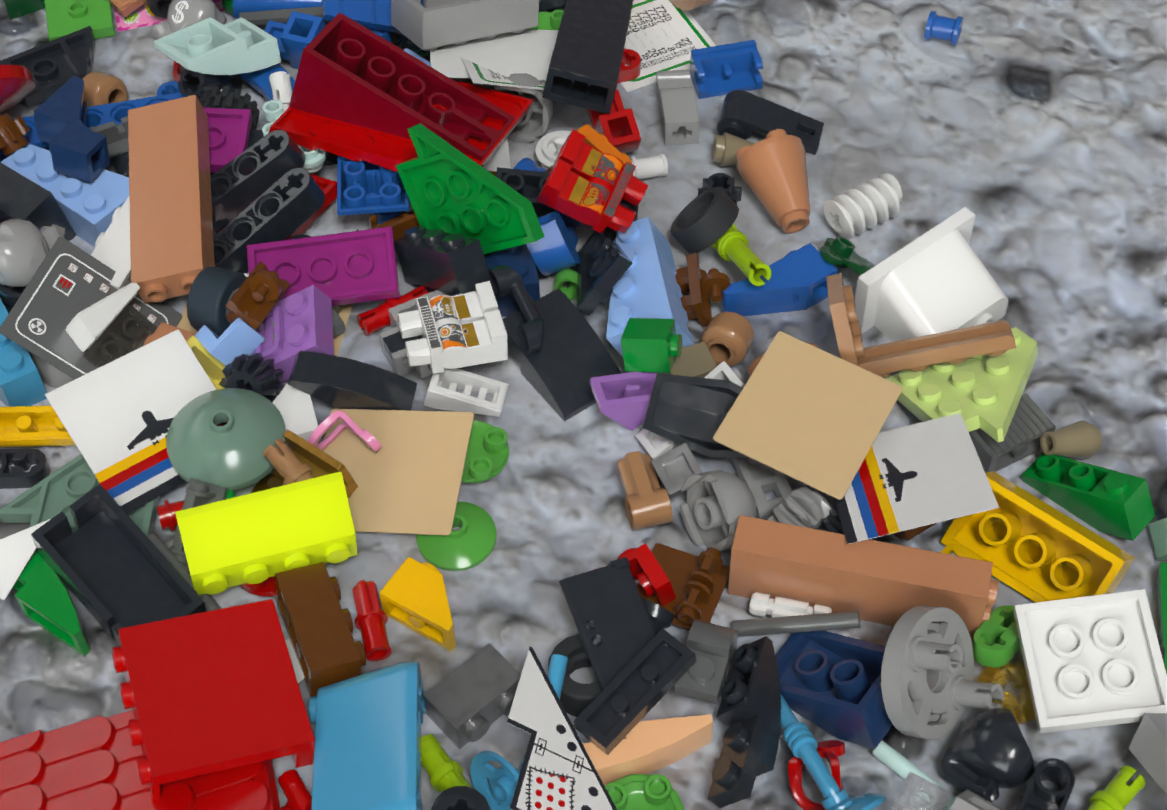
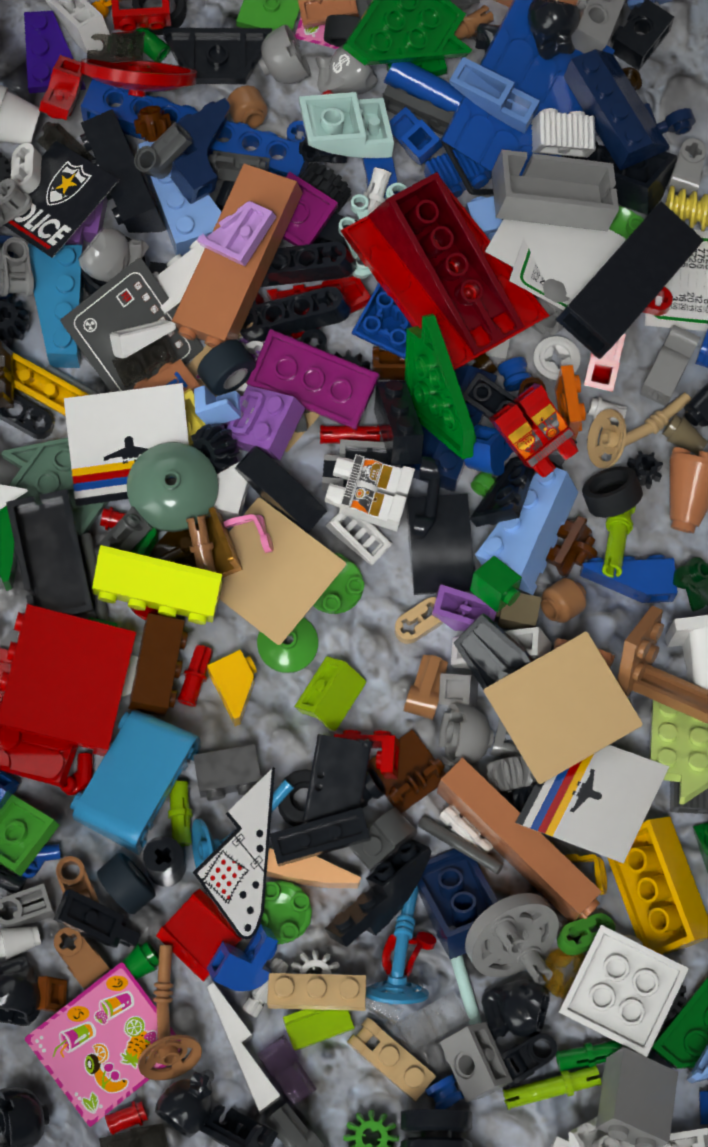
camera: 25 degrees right, 20 degrees up
(29, 150) = (158, 158): none -> dark grey piece
(116, 39) = (283, 57): none -> light grey cylinder
(161, 163) = (240, 233): none -> lavender wing
(256, 296) = (250, 385): reddish brown hips -> none
(538, 552) = (331, 692): none -> lime panel
(583, 433) = (414, 615): none -> tan beam
(672, 179) = (614, 437): none -> tan dish
(1104, 762) = (587, 1055): none -> green pin

